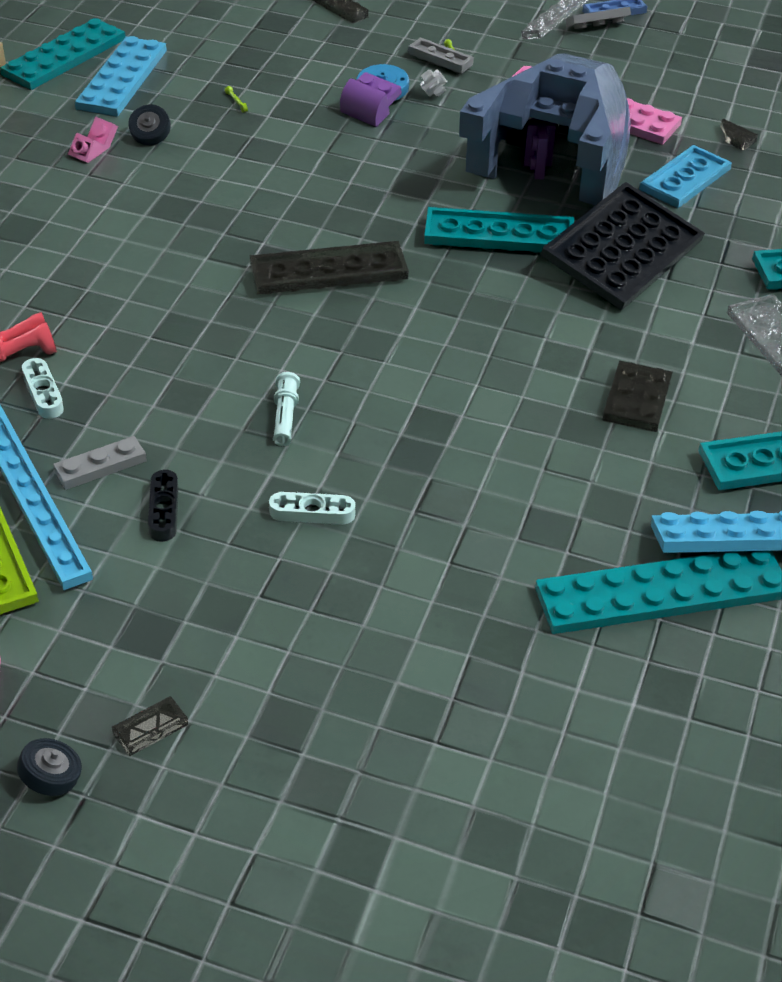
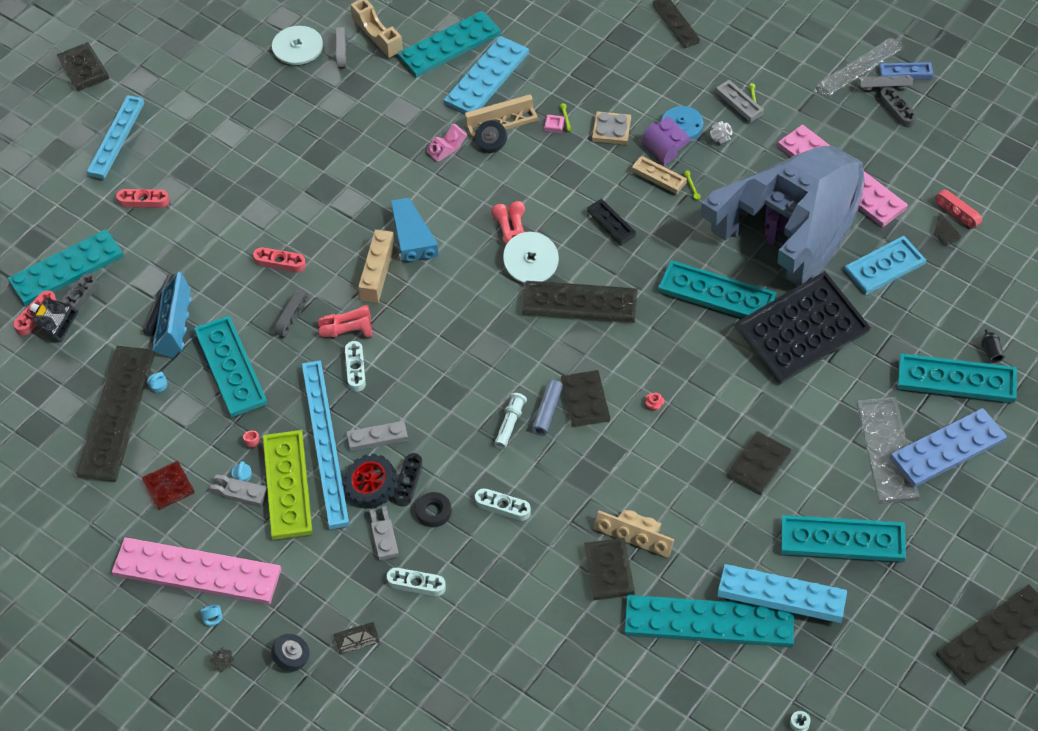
camera: 20 degrees right, 10 degrees up
(39, 272) = (376, 266): none -> tan brick
(77, 232) = (412, 233): none -> dark azure slope
(114, 530) = (361, 468): none -> black wheel
(149, 580) = (384, 535): none -> light grey hinge
(167, 96) = (500, 112): none -> tan fence
(208, 194) = (515, 212): none -> coral piece
(209, 621) = (403, 573): none -> light aqua beam
(213, 547) = (433, 498): none -> black tyre
(224, 106) = (554, 124): none -> bright pink tile
(233, 219) = (535, 245): none -> light aqua piece
(297, 100) = (611, 128): none -> piece
(331, 385) = (547, 407): none -> sand blue piece
(335, 183) = (611, 221): none -> black plate
(375, 132) = (659, 175): none -> tan plate
(377, 368) = (585, 398): none -> clear smoke plate
(429, 148) = (696, 196): none -> lime hinge
(471, 354) = (654, 405): none -> coral plate
(496, 553) = (609, 568): none -> clear smoke plate
(512, 502) = (635, 530): none -> tan bracket
(623, 38) = (899, 114): none -> dark grey beam
(750, 107) = (966, 214): none -> coral beam

